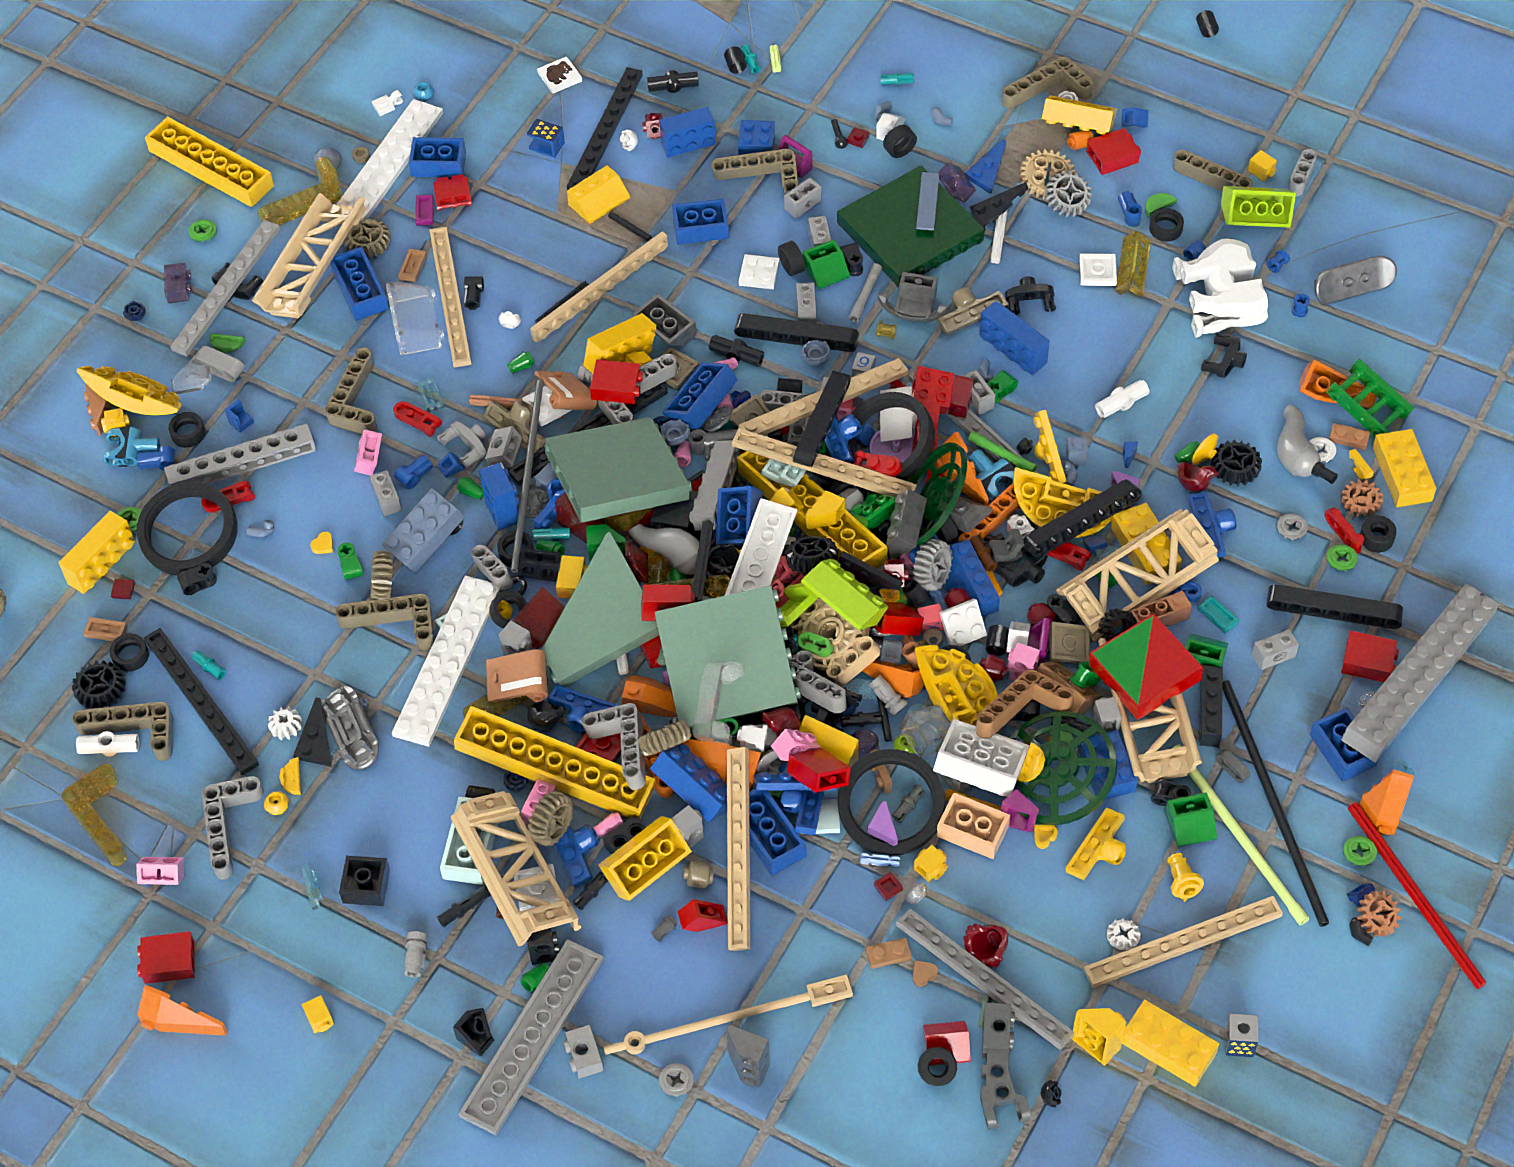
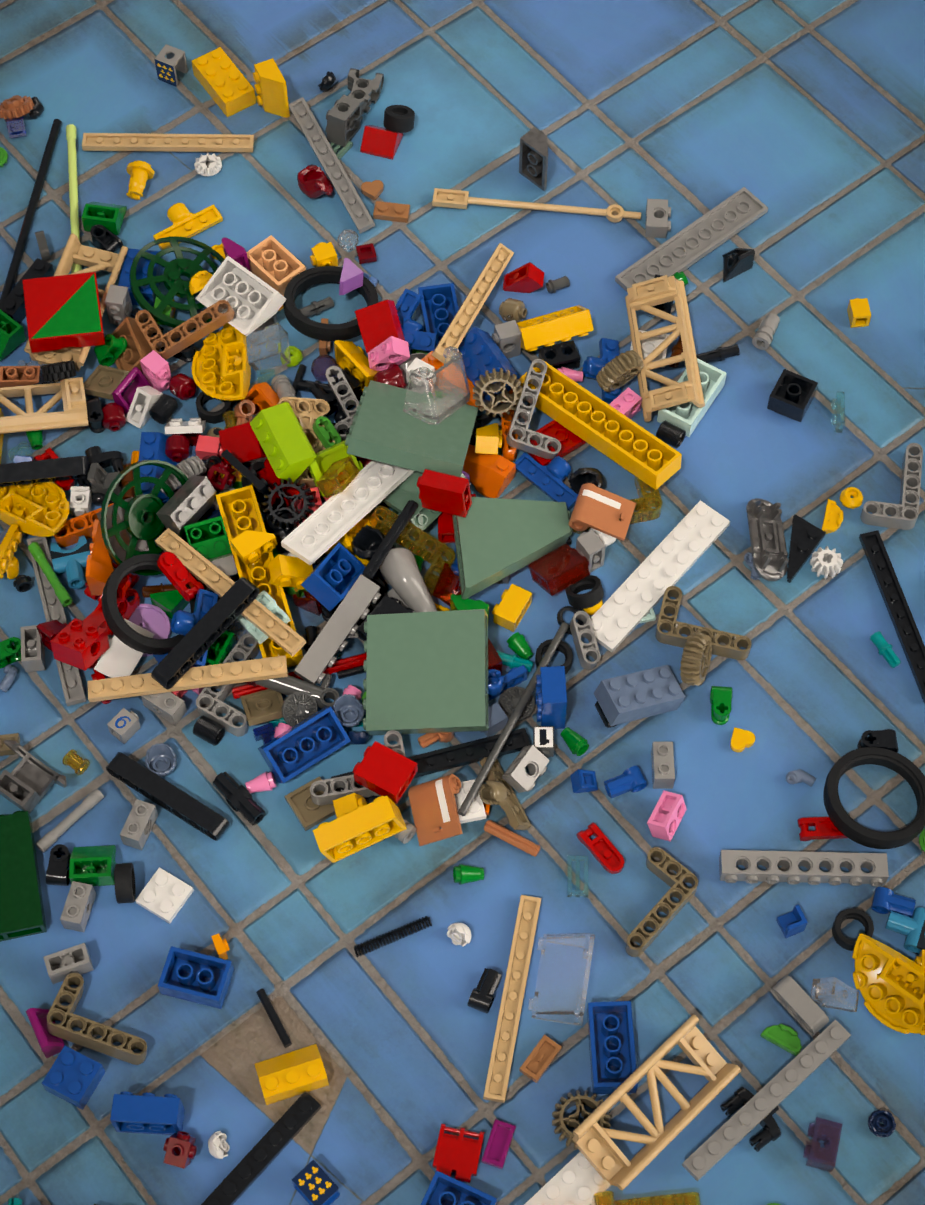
camera: 160 degrees left, 5 degrees up
(471, 437) = (553, 800): light grey connector -> none
(538, 564) = (538, 622): black brick -> none
(590, 890) = (605, 331): black pin -> none
(599, 287) = (339, 940): tan plate -> none
(659, 711) = (488, 439): none -> yellow slope
(671, 323) = (298, 853): flat silver slope -> none
(673, 1071) = (594, 175): light grey gear -> none
(694, 249) = (221, 946): none -> light orange plate
(782, 581) = (337, 477): none -> clear yellow brick

